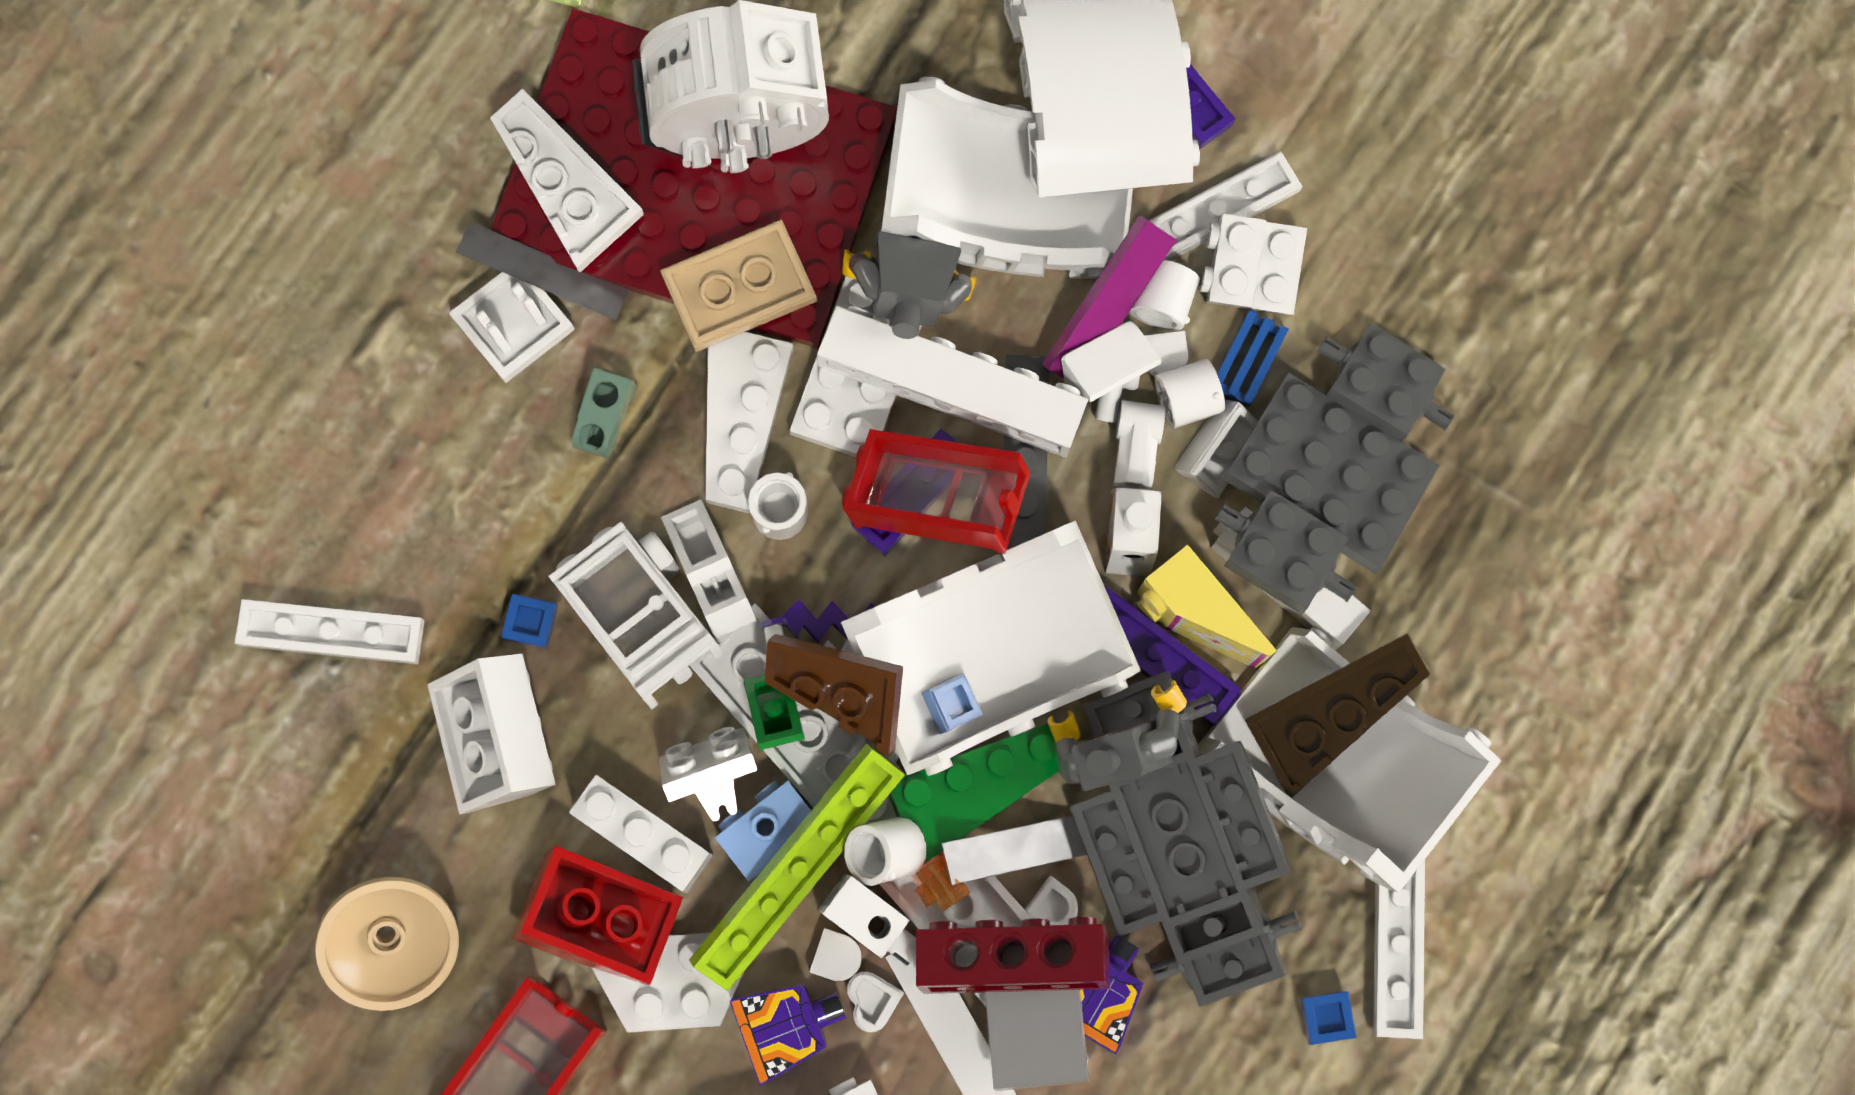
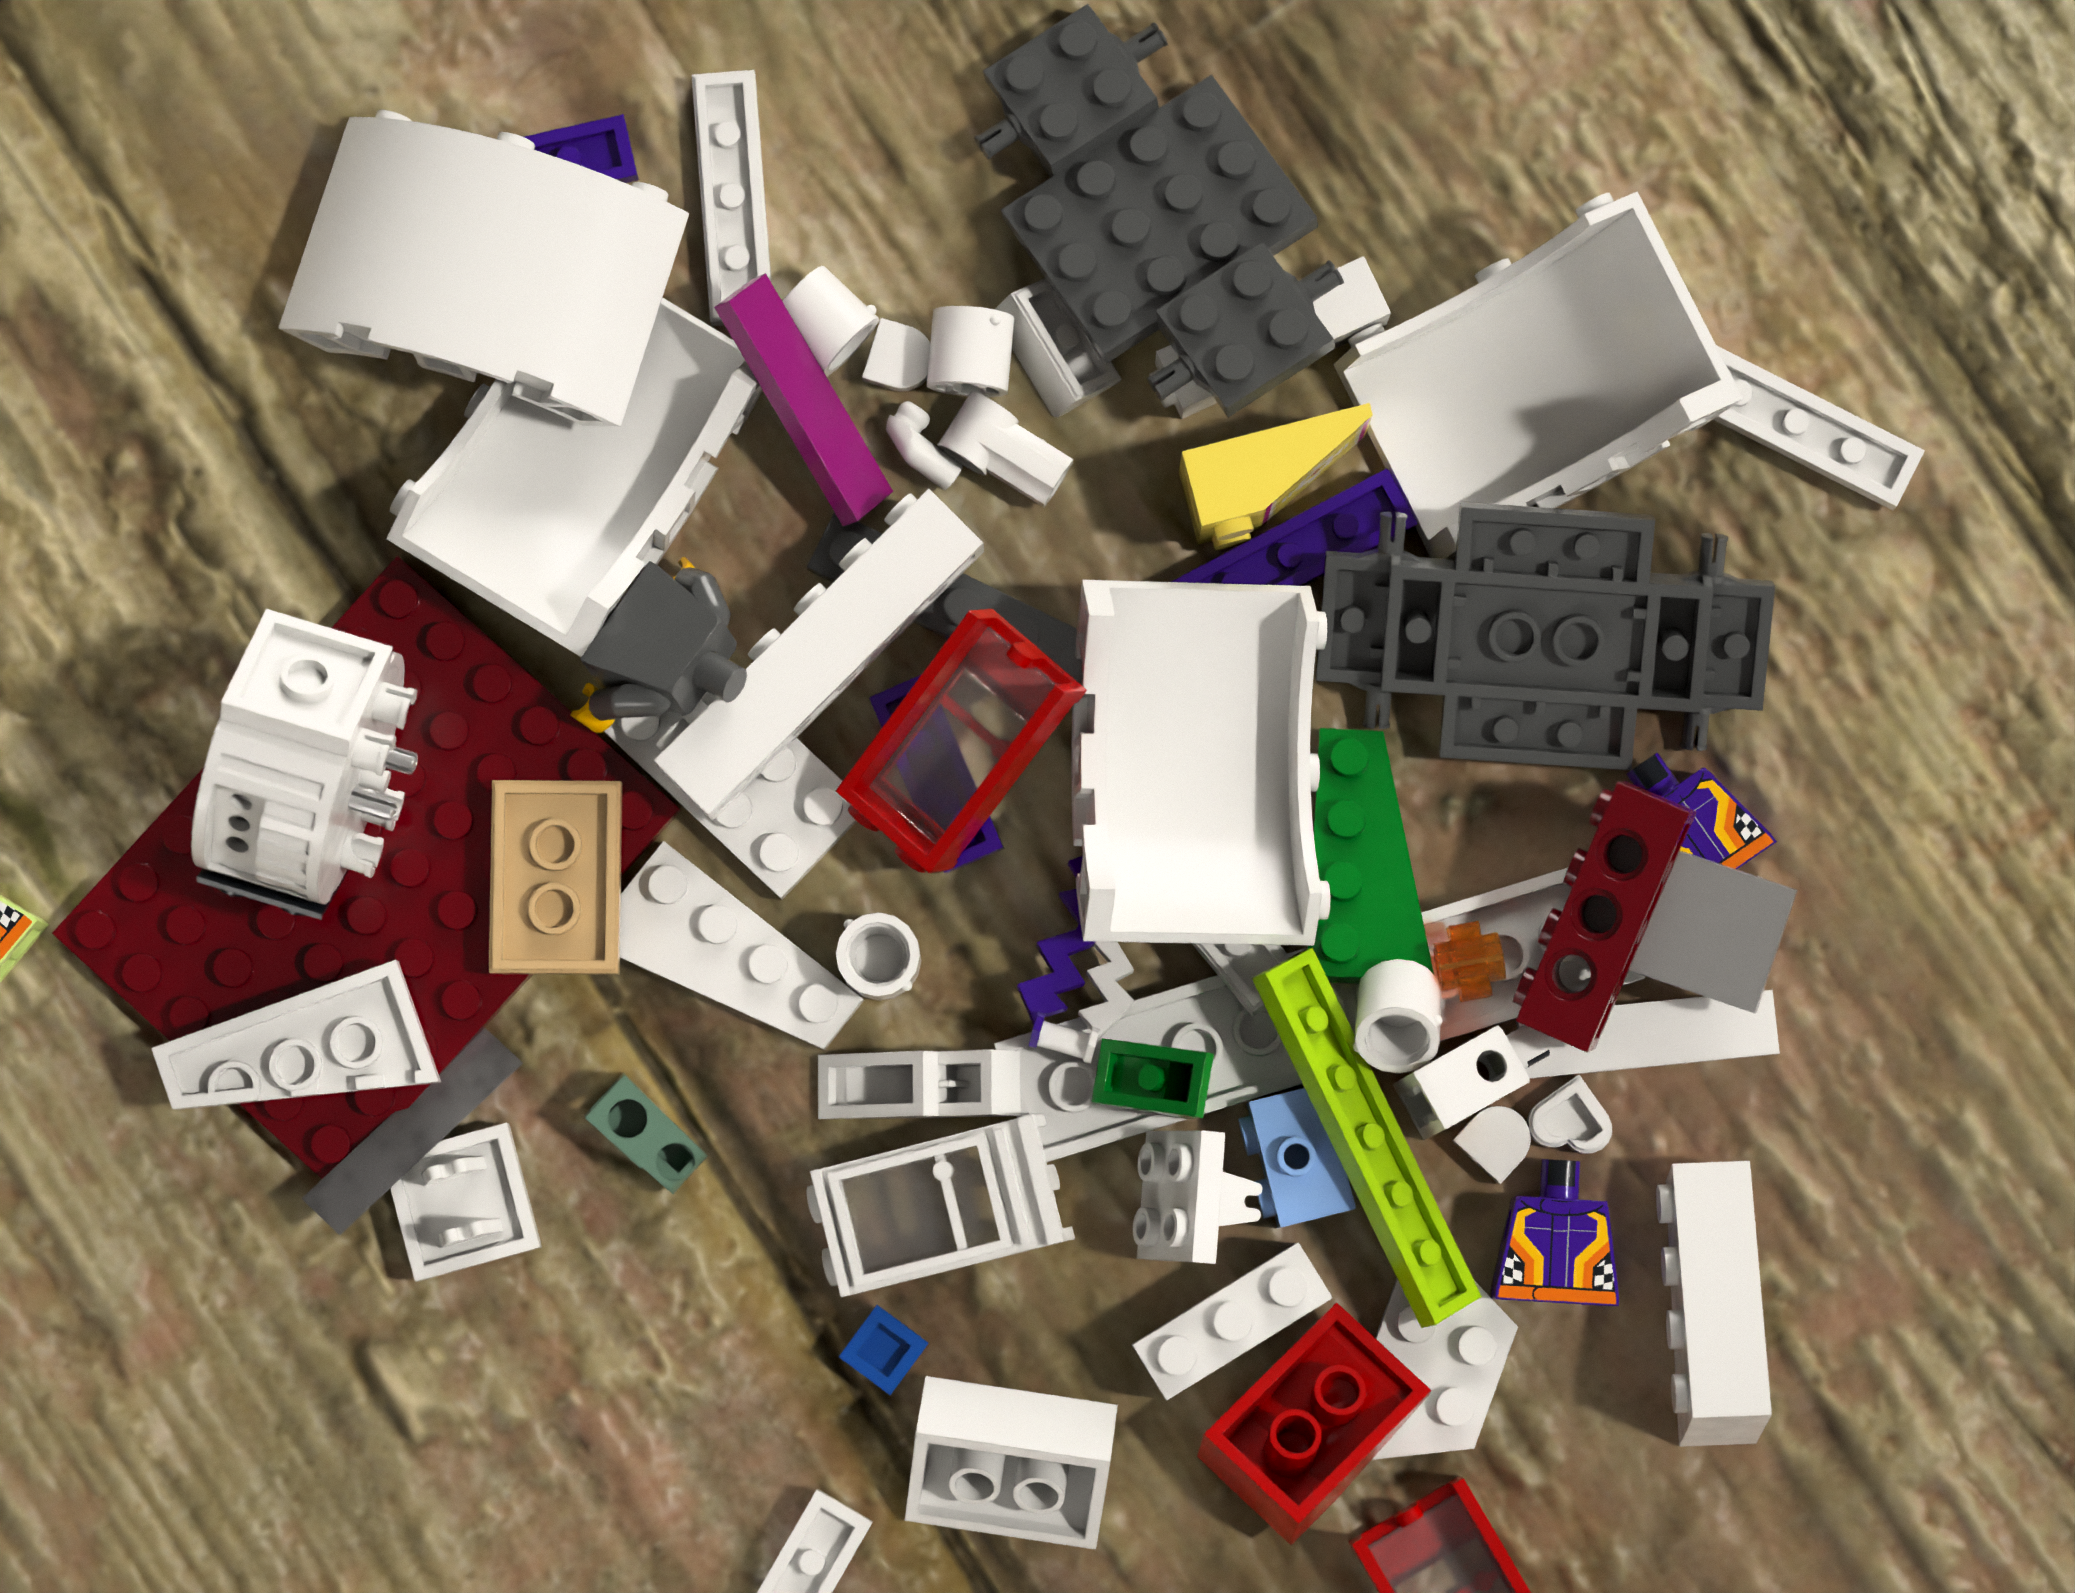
camera: 60 degrees left, 5 degrees up
(659, 555) = (870, 1141): white tile -> none
(844, 685) = (1170, 970): reddish brown wing -> none
(951, 703) = (1243, 847): medium blue tile -> none
(1013, 849) = (1465, 852): sticker -> none
(1053, 903) = (1552, 836): white tile -> none
(1109, 361) = (883, 436): white slope -> none
(1121, 752) = (1410, 660): dark grey torso -> none
(1133, 530) = (1118, 509): white torso -> none
(1254, 264) = (834, 185): white plate -> none
(1265, 326) = (922, 209): blue tile -> none
(1328, 716) = (1475, 376): dark brown wing -> none
(1328, 1018) = (1846, 555): blue plate -> none

